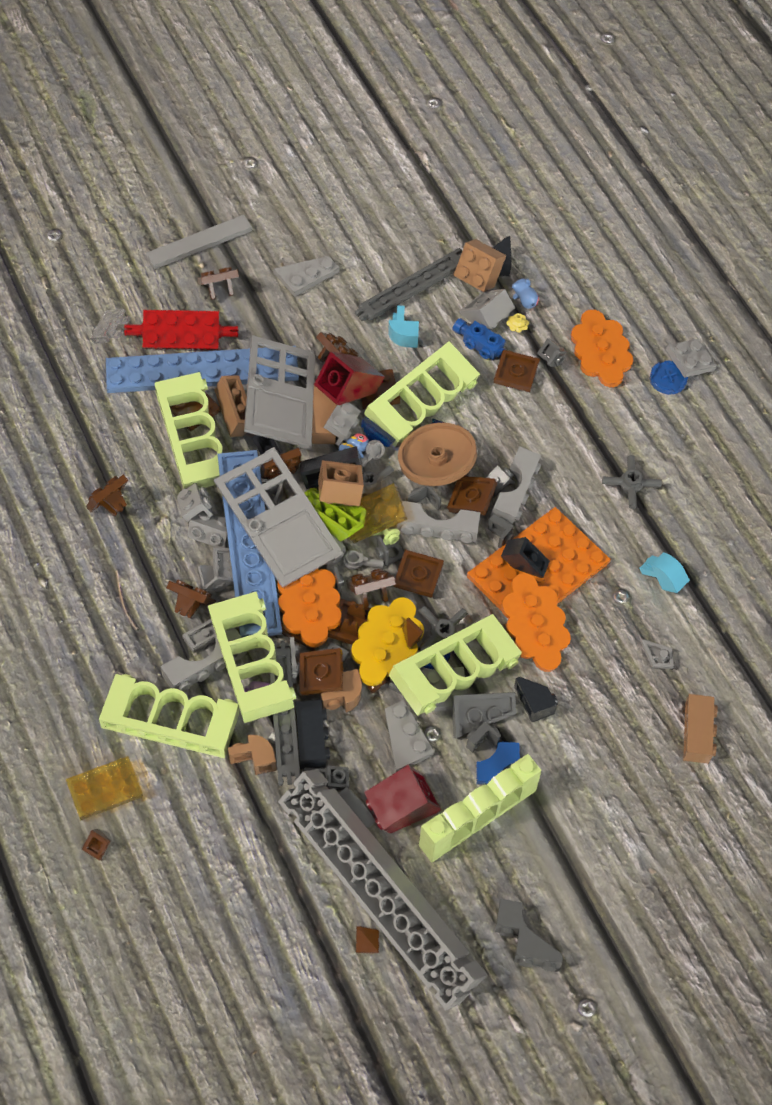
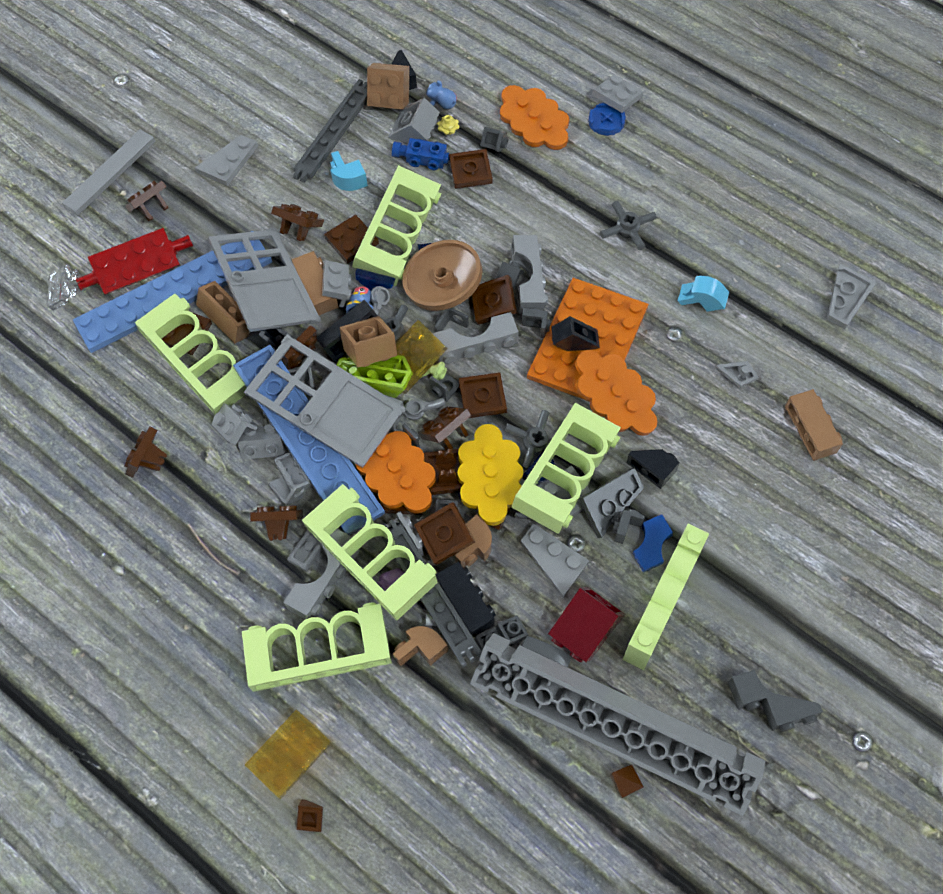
camera: 20 degrees left, 5 degrees up
(347, 378) = (321, 239): dark red slope -> none
(411, 633) = (510, 455): reddish brown slope -> none

